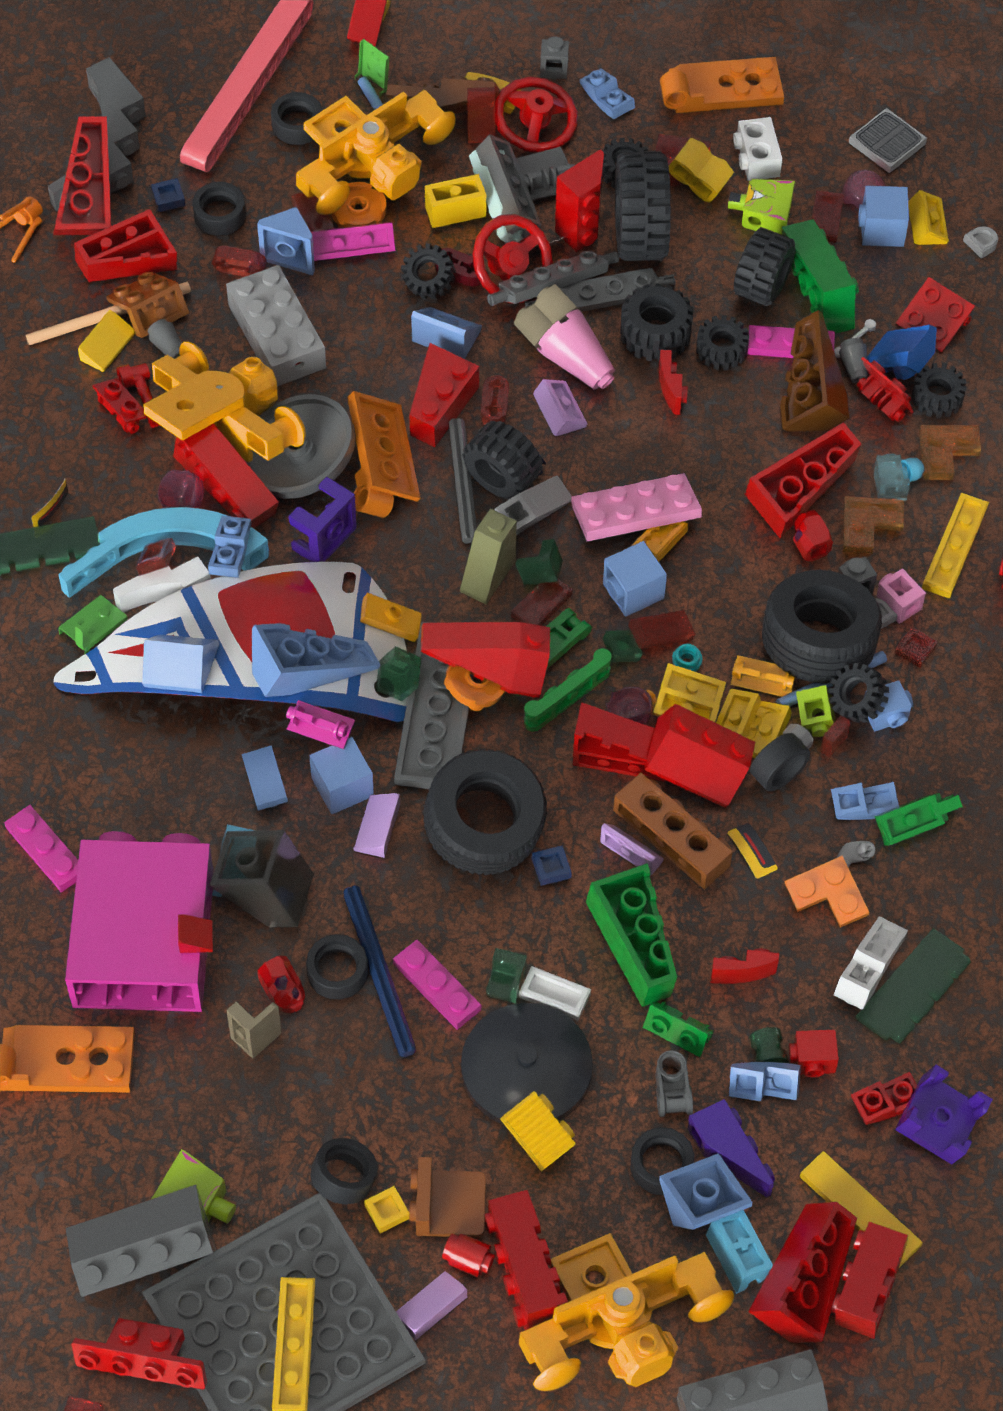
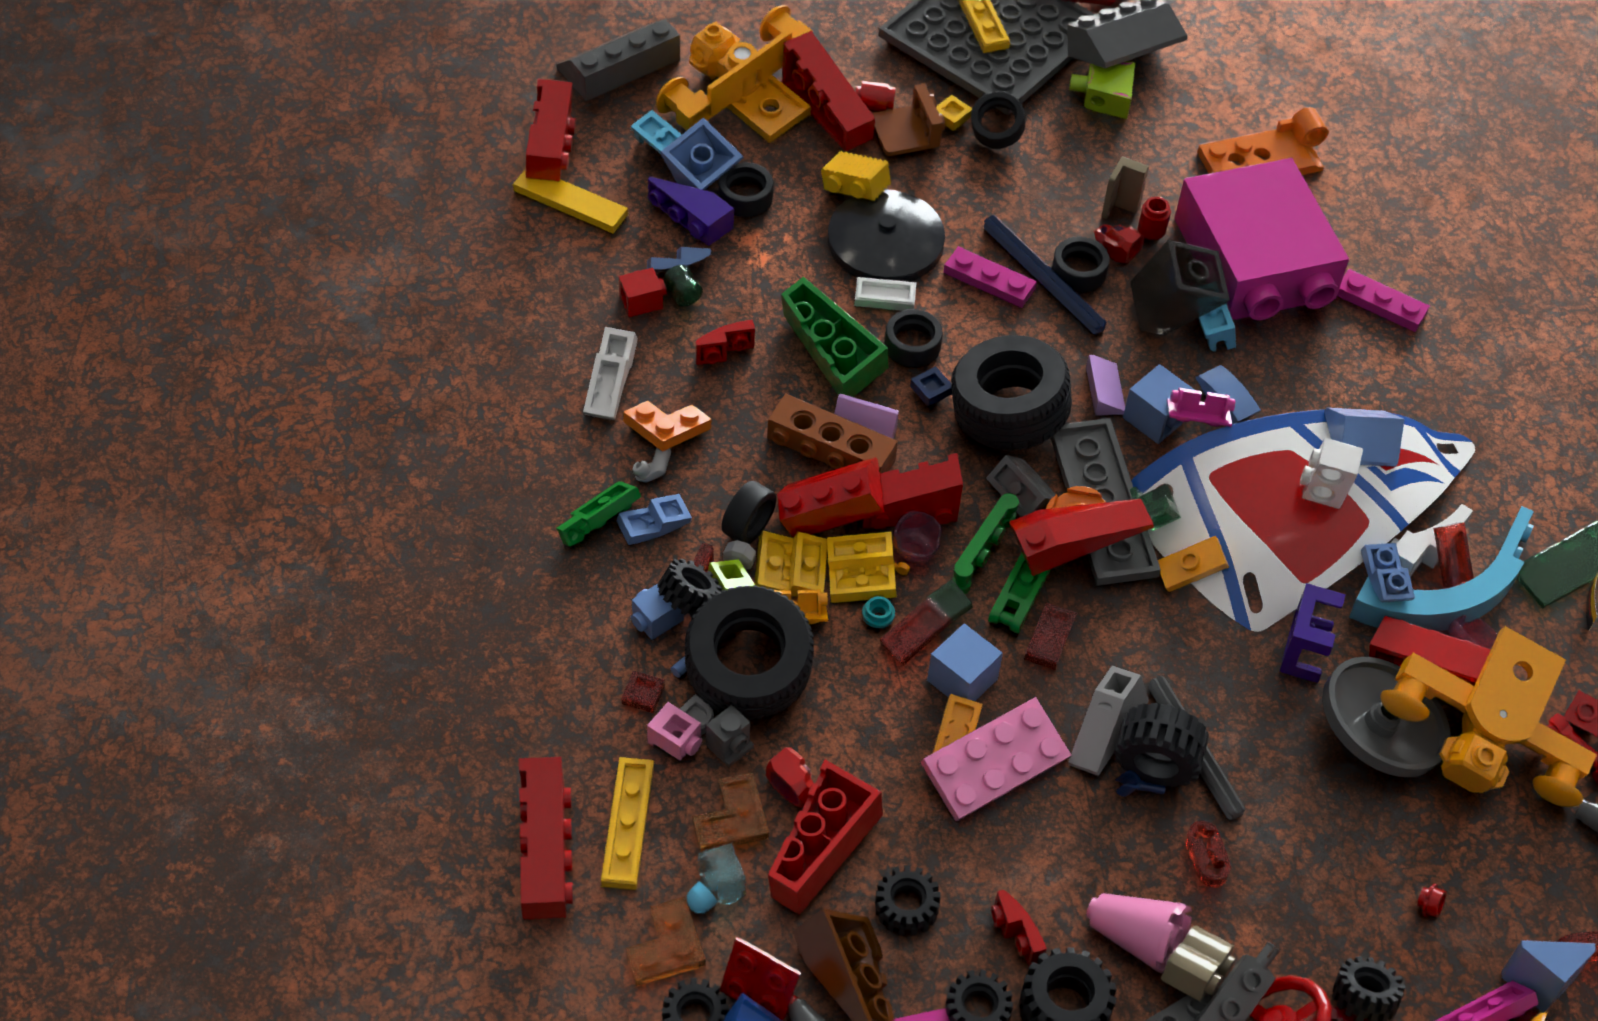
camera: 160 degrees right, 5 degrees down
(93, 623) = (1474, 492): bright green piece -> none
(194, 934) = (1208, 202): red slope -> none
(235, 987) = (1154, 218): none -> red brick
(242, 604) = (1331, 472): none -> white brick
(276, 324) = (1498, 866): light grey brick -> none
(298, 661) = (1247, 449): medium blue wedge -> none
(339, 322) = (1432, 900): none -> red plate
(383, 455) = (1273, 715): orange hinge -> none
(431, 1304) = (890, 64): lavender slope -> none
(441, 393) = (1272, 833): red wedge -> none
(444, 331) = (1310, 923): medium blue slope -> none
(490, 556) = (1123, 641): olive slope -> none
(505, 731) = (1018, 478): none -> dark grey panel
(506, 975) = (931, 294): clear green panel -> none
(543, 567) = (1065, 657): clear green panel -> none
(549, 901) = (913, 320): none -> black tyre
(559, 407) = (1131, 869): lavender slope -> none
(673, 1091) = (756, 243): dark grey piece -> none
(684, 1033) = (757, 283): green hinge -> none
(749, 412) = (905, 919): none -> black tyre
(753, 850) = (752, 455): sticker -> none
(806, 1274) = (603, 127): red wedge -> none
(884, 1100) = (570, 278): red slope -> none
(908, 987) = (562, 375): clear green windscreen -> none
(941, 1116) = (516, 267): dark purple panel -> none

